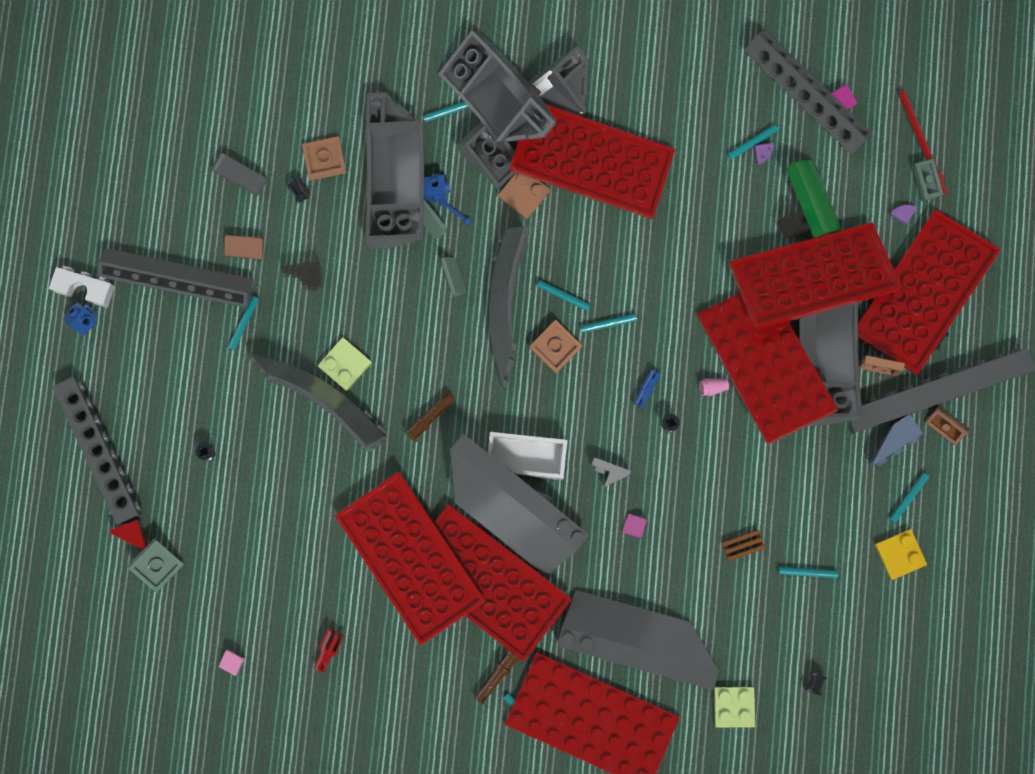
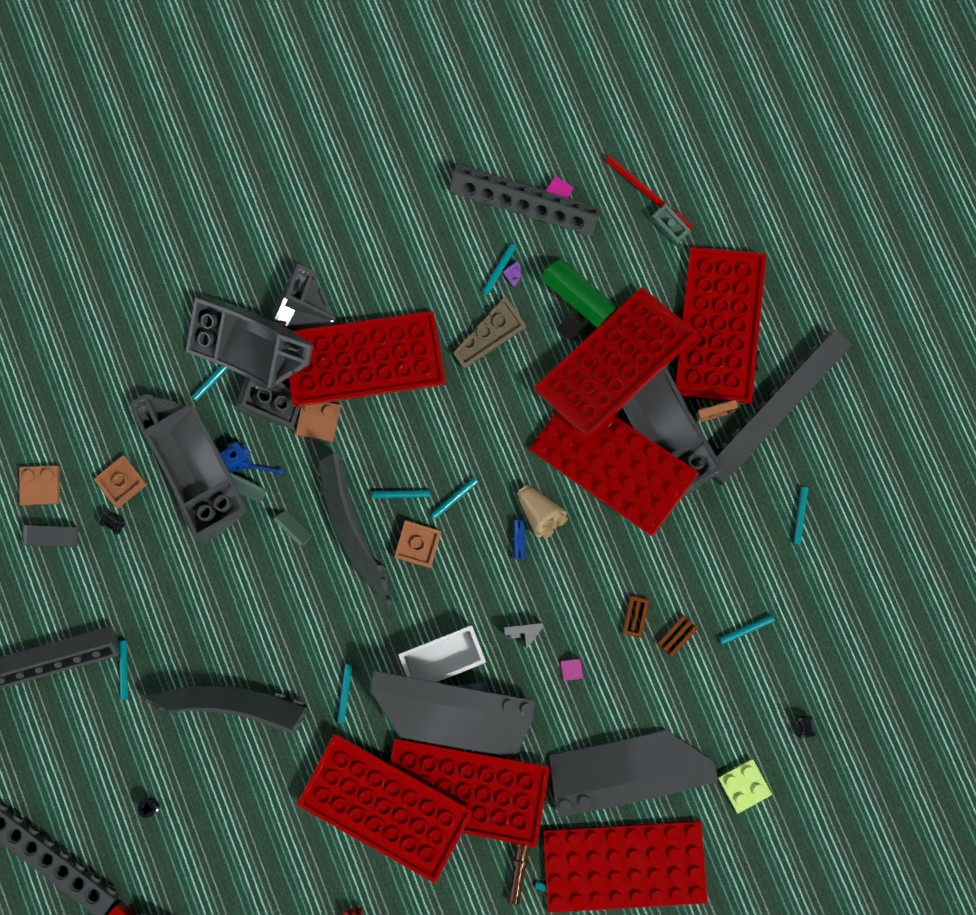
camera: 25 degrees left, 0 degrees up
(244, 247) = (88, 600): dark orange slope -> none
(252, 126) = (39, 485): none -> nougat plate
(308, 273) = (160, 594): clear smoke arch -> none
(344, 364) = (235, 659): yellowish green plate -> none
(423, 423) = (334, 675): reddish brown pin -> none
(424, 443) = (344, 693): none -> teal bar
(665, 425) = (552, 564): black bush -> none
(679, 374) = (541, 511): none -> tan cone
(704, 521) = (628, 613): none -> dark orange tile
(712, 386) = (577, 506): bright pink cone -> none
(718, 194) = (492, 332): none -> dark tan wing
(896, 437) = (761, 469): sand blue slope -> none
(900, 554) = (819, 570): yellow plate -> none
(903, 213) = (664, 264): medium lavender tile -> none
(947, 425) = (800, 433): dark orange slope -> none

